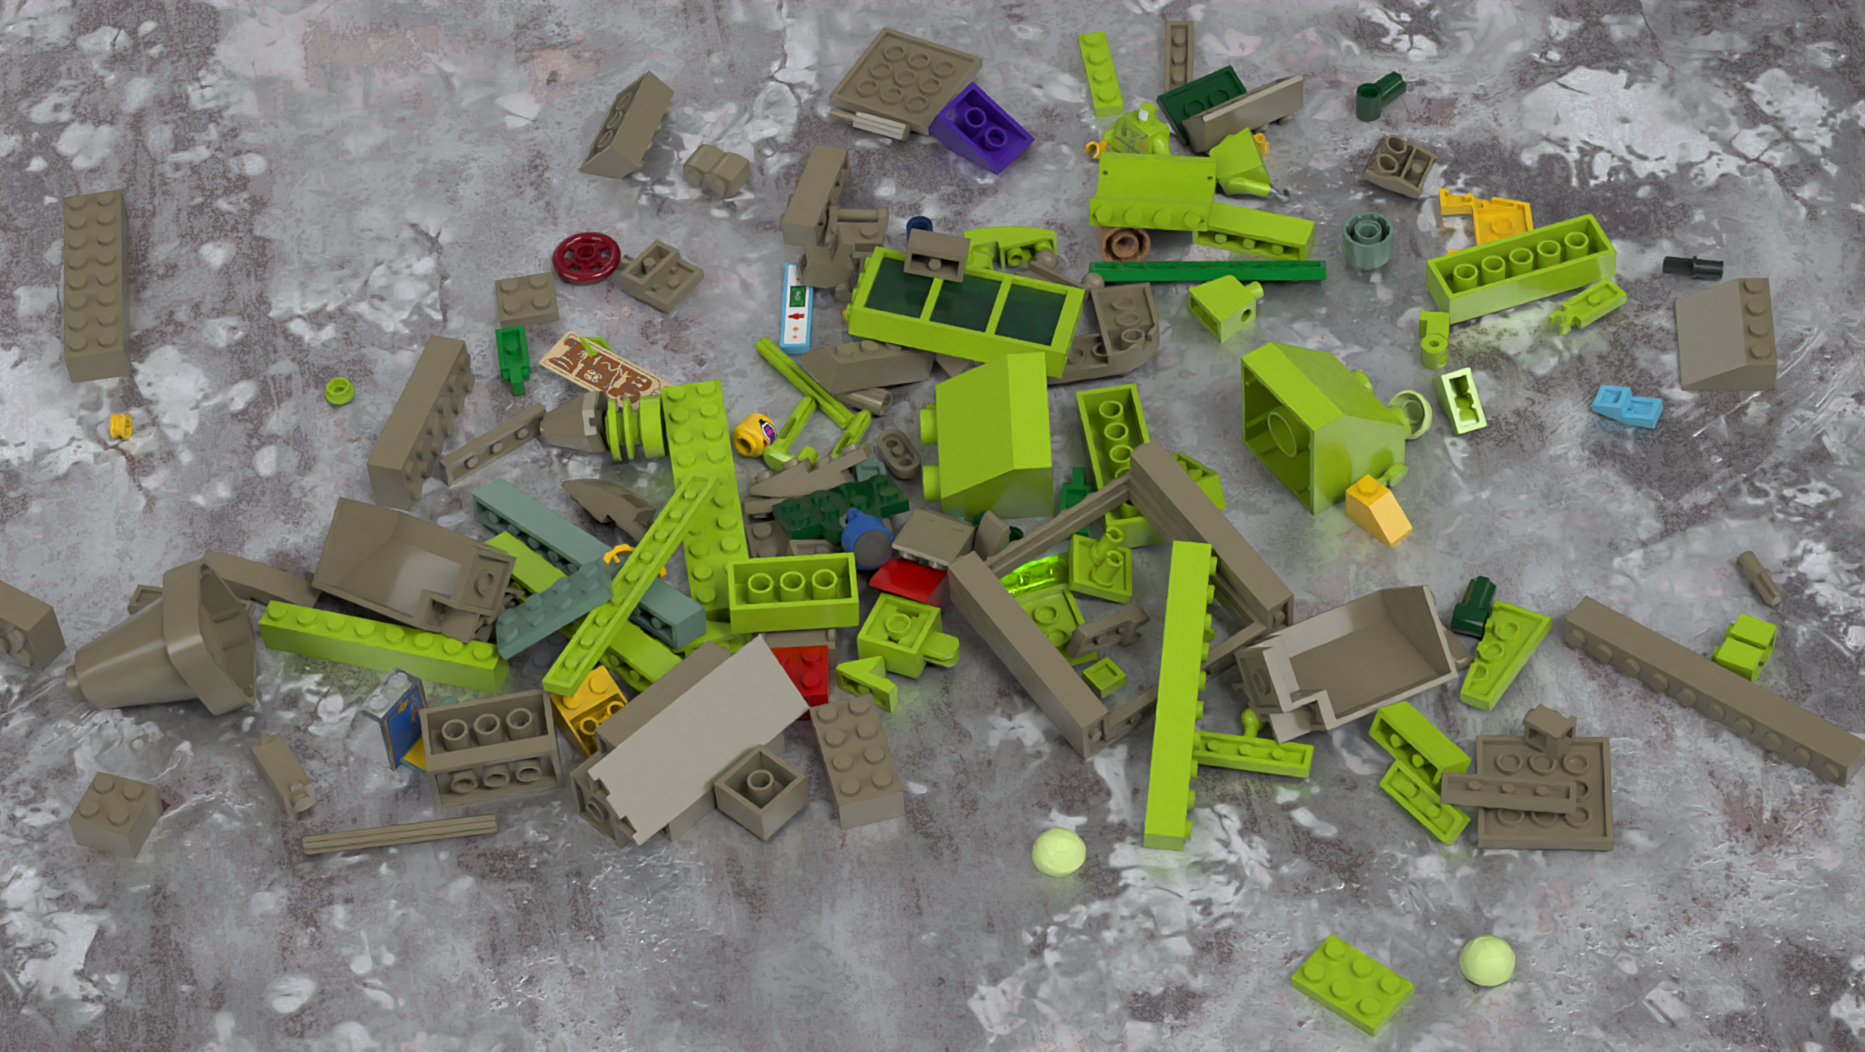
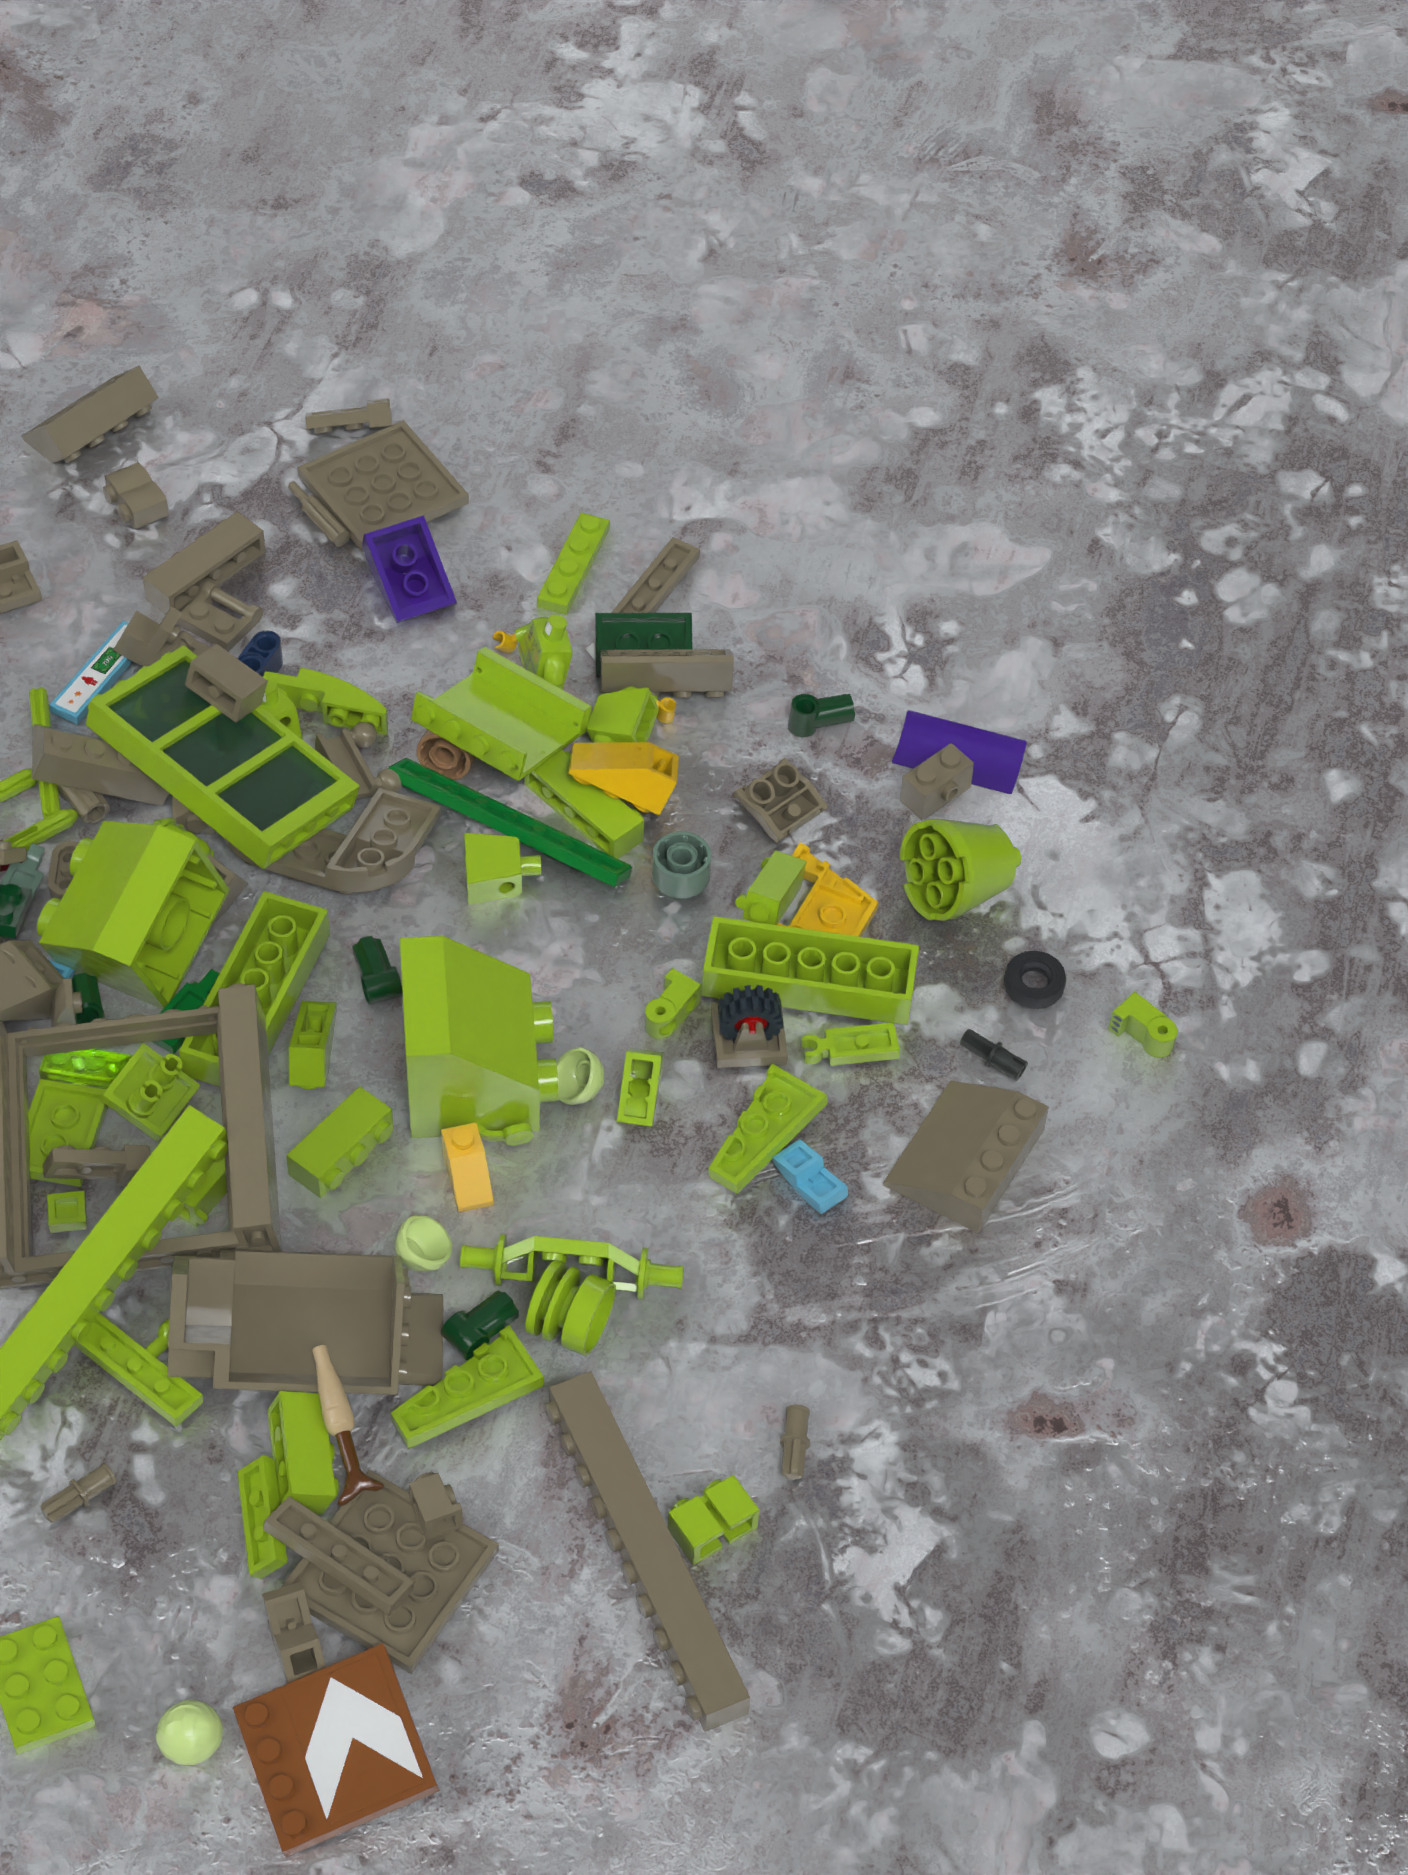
camera: 20 degrees right, 5 degrees up
(856, 32) = (376, 413): none -> dark tan plate
(1202, 419) = (377, 976): none -> dark green piece
(1272, 529) = (340, 1142): none -> lime brick
(1276, 851) = (78, 1493): none -> dark tan axle
(1280, 191) = (627, 771): none -> yellow slope
(1388, 573) = (423, 1244): none -> yellowish green piece
(1437, 710) = (340, 1422): none -> piece
(1447, 224) = (773, 889): none -> lime brick
(1501, 78) = (994, 755): none -> dark purple sticker
(1505, 103) = (936, 781): none -> dark tan brick
(1507, 326) = (749, 1029): none -> plate
(1512, 864) = (293, 1632): none -> dark tan brick
(1536, 562) = (564, 1305): none -> lime wheel
(1538, 516) = (589, 1253): none -> lime plate
(1570, 152) = (956, 866): none -> lime cone
(1571, 386) = (773, 1119): none -> lime wing
(1603, 918) = (335, 1750): none -> dark orange plate
(1681, 193) = (1035, 997): none -> black tyre
(1786, 200) = (1145, 1025): none -> lime leg

